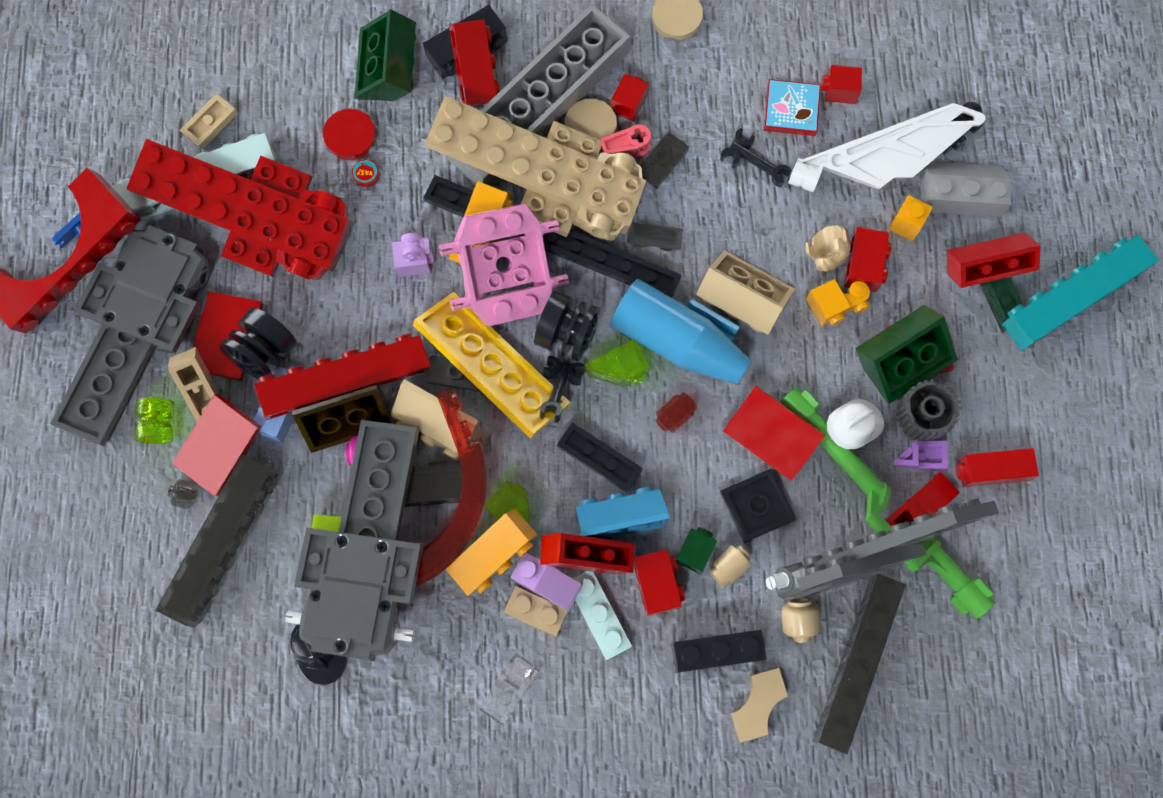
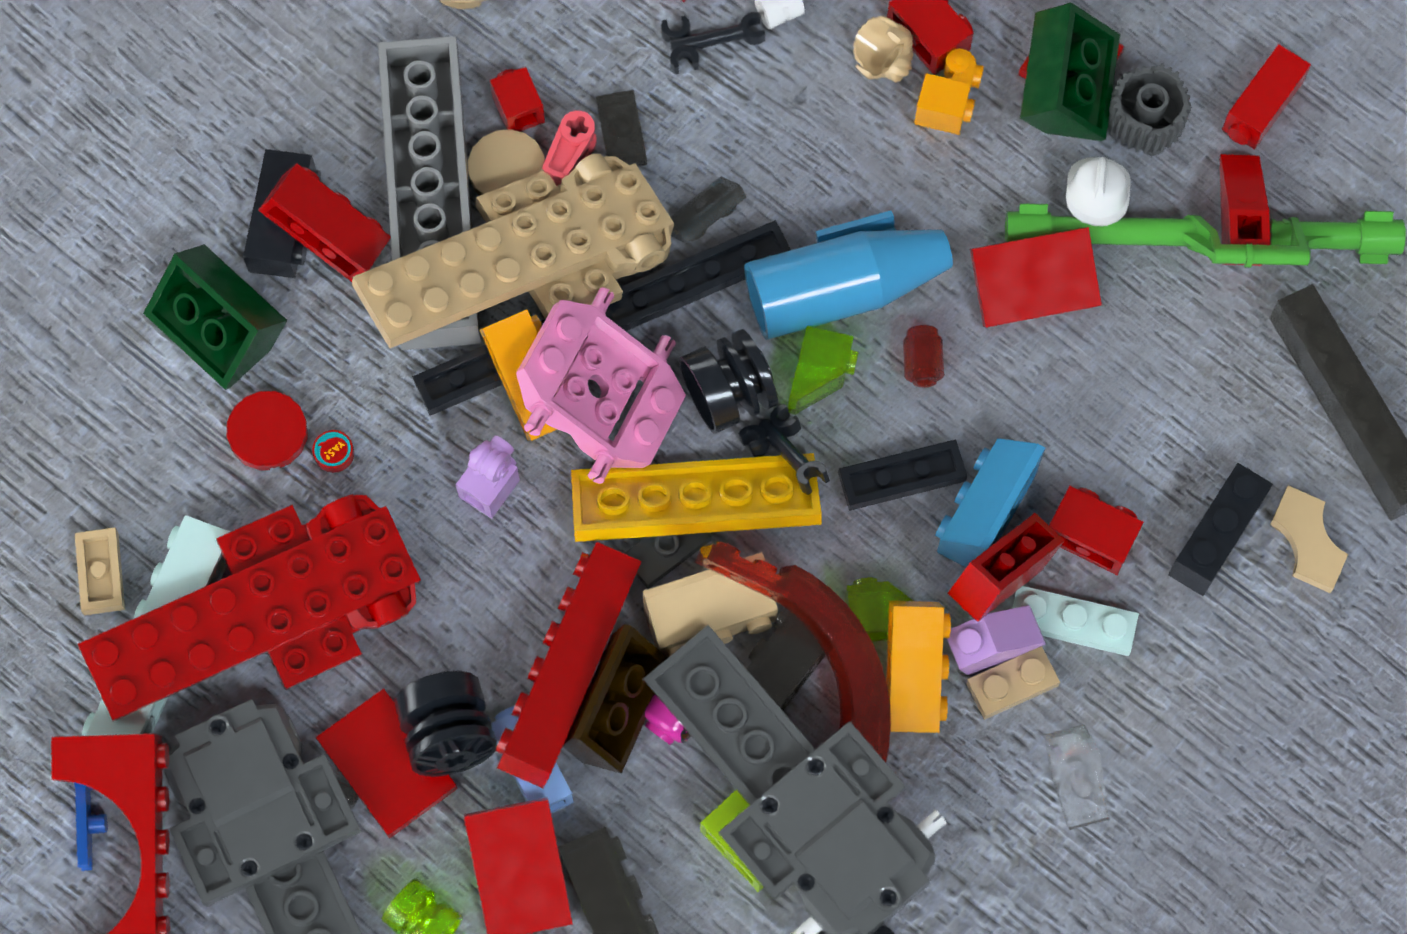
camera: 50 degrees left, 5 degrees down
(192, 380) = (422, 833): tan slope -> none
(696, 550) = (1093, 460): dark green brick -> none
(730, 566) = (1139, 442): tan brick -> none
(745, 292) = (854, 174): tan slope -> none
(757, 505) = (1097, 362): black tile -> none
(800, 619) = (1257, 419): tan head -> none
(876, 554) = (1264, 275): dark grey piece -> none
(925, 456) = (1192, 154): medium lavender slope -> none

